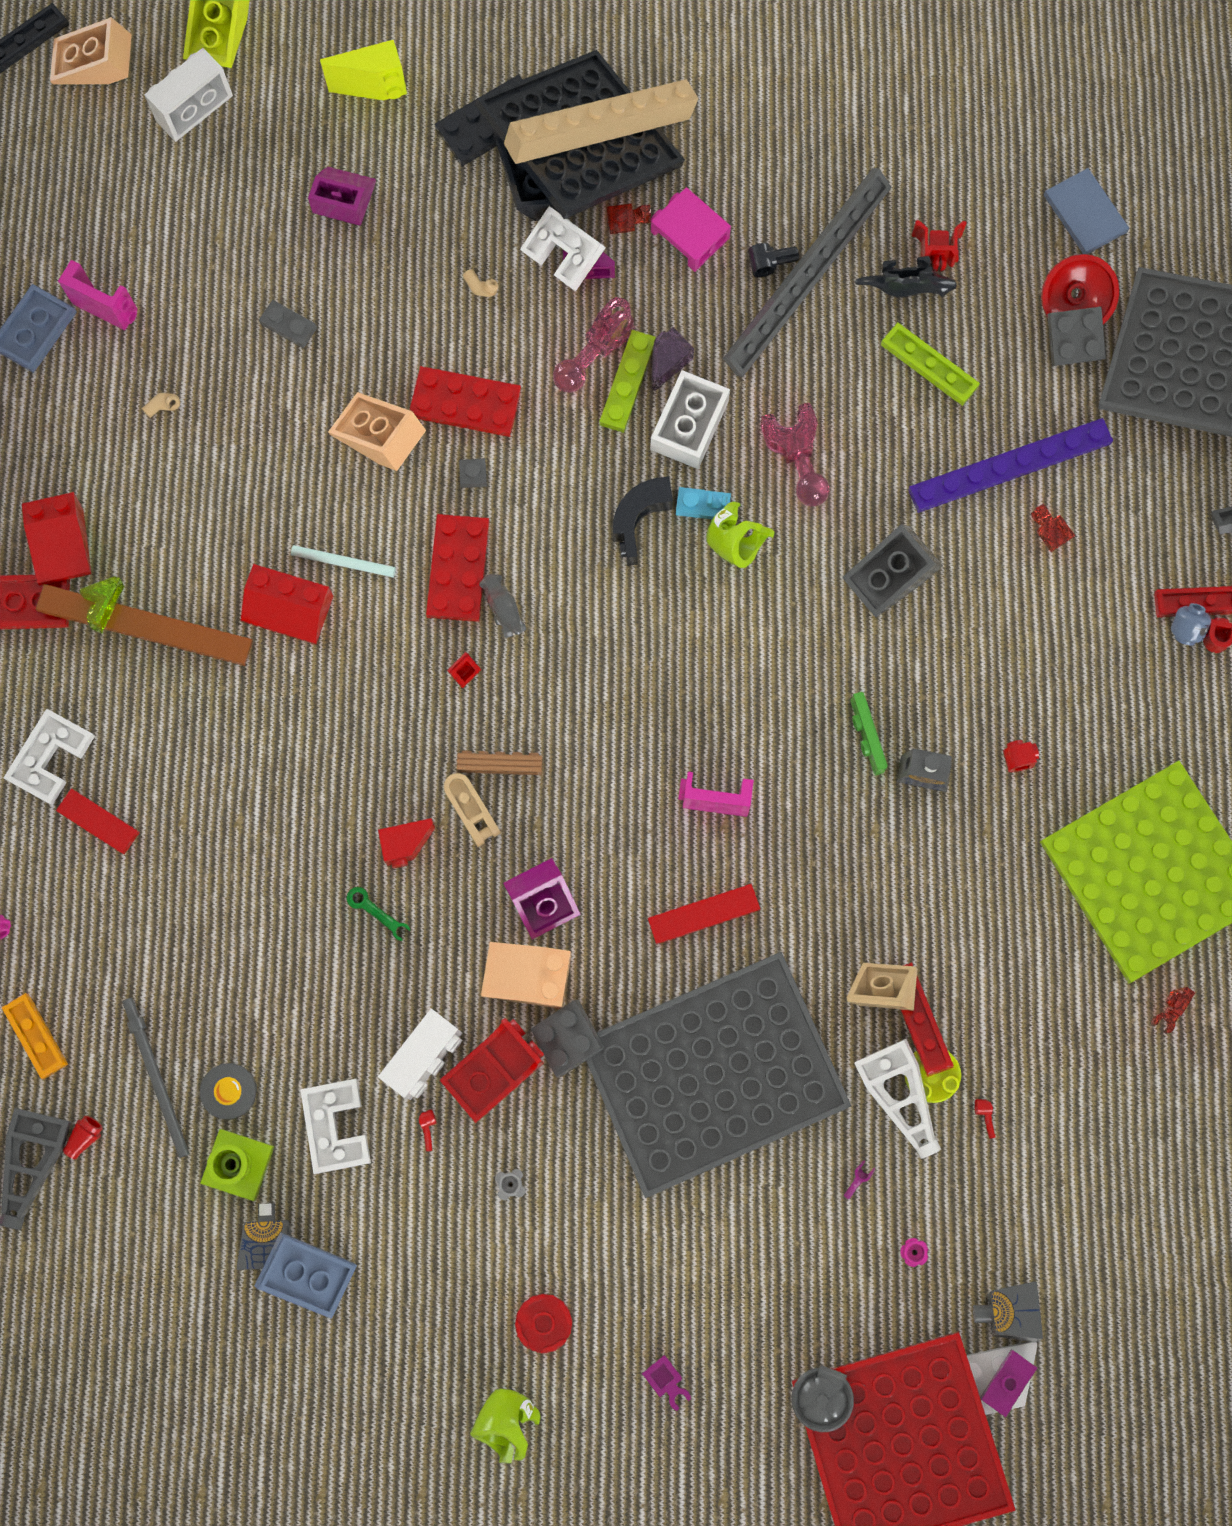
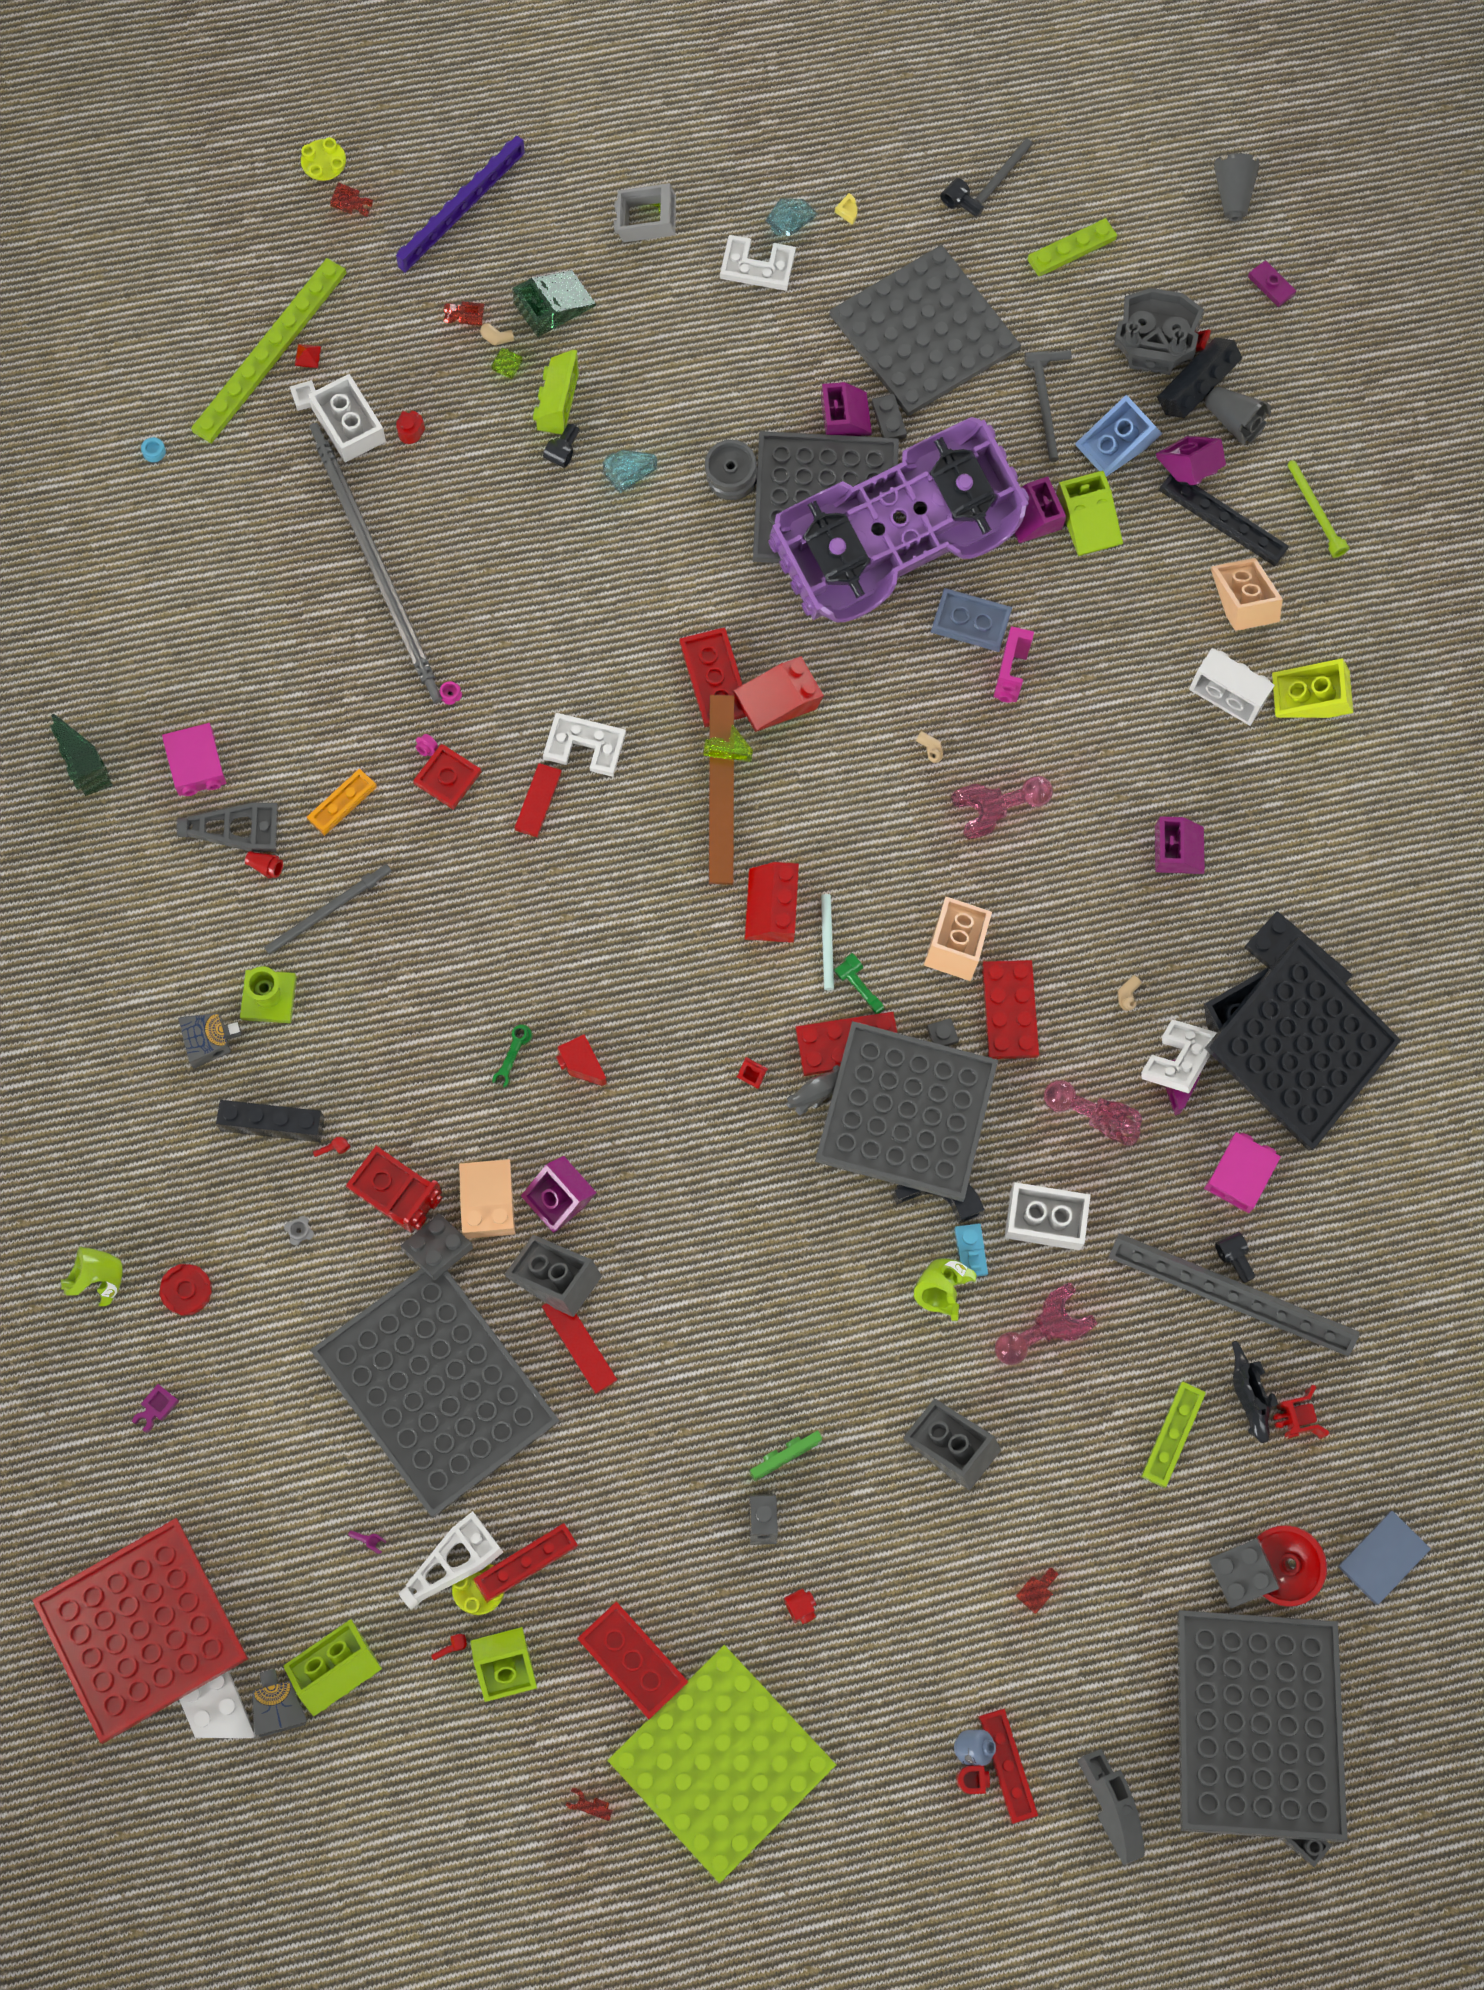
camera: 70 degrees right, 5 degrees down
(40, 912) = (447, 776): none -> red plate
(228, 1091) = (329, 972): dark grey tile -> none
(244, 357) = (993, 805): none -> clear pink piece
(288, 324) = (1039, 834): dark grey plate -> none
(305, 1275) = (184, 1076): sand blue tile -> none
(326, 1149) = (298, 1064): white plate -> none
(366, 72) = (1306, 839): neon yellow slope -> none
(379, 546) = (849, 971): none -> green brick
(381, 1190) = (270, 1121): none -> black brick
(421, 1055) = (392, 1123): white brick -> none
(470, 807) = (626, 1110): tan plate -> none
(499, 763) = (674, 1126): medium nougat piece -> none
(549, 523) = (907, 1111): none -> dark grey plate
(600, 121) = (1317, 1059): tan brick -> none
(623, 218) = (1236, 1107): clear red plate -> none
(627, 381) = (1073, 1152): lime plate -> none
(627, 922) = (554, 1274): none -> dark grey slope
(669, 356) = (1105, 1182): clear purple slope -> none
(716, 801) = (688, 1351): dark pink panel -> none
(822, 1399) = (164, 1545): dark grey piece -> none
(884, 986) = (547, 1521): tan slope -> none
(921, 1256) = (305, 1604): dark pink plate -> none
(983, 1245) = (332, 1668): none -> lime slope
(1008, 1383) = (211, 1715): magenta plate -> none
(1010, 465) = (1093, 1538): dark purple plate -> none
(1015, 1065) = (503, 1664): none -> lime slope
(1038, 934) = (632, 1660): none -> red plate

